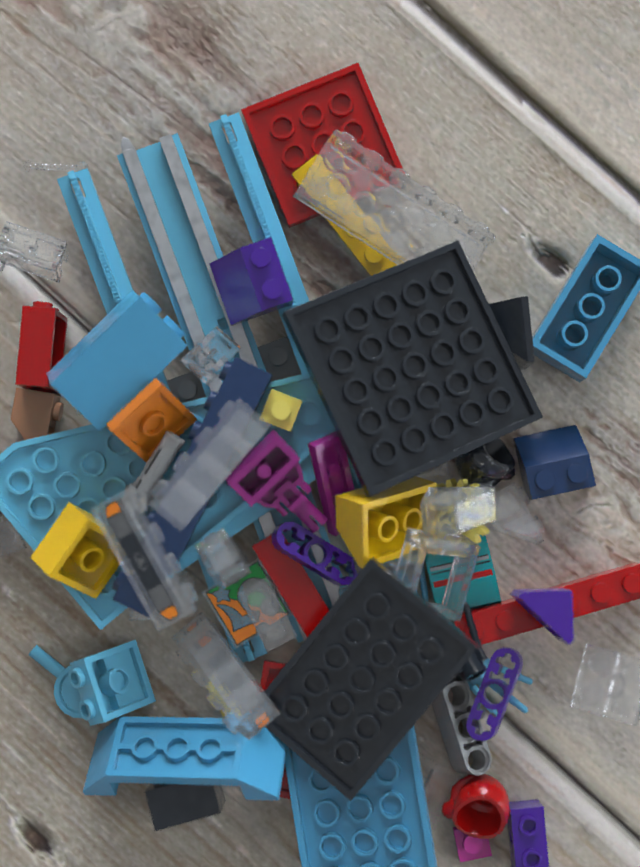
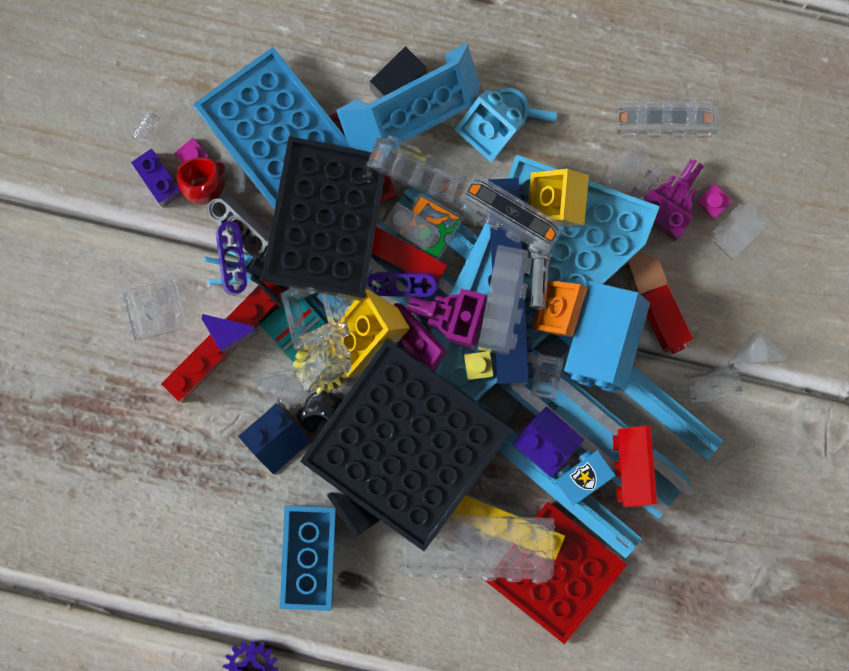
camera: 145 degrees right, 0 degrees up
(169, 196) = (635, 466): none -> red slope
(223, 558) = (460, 245): clear slope -> none
(233, 220) = (584, 477): none -> dark azure brick

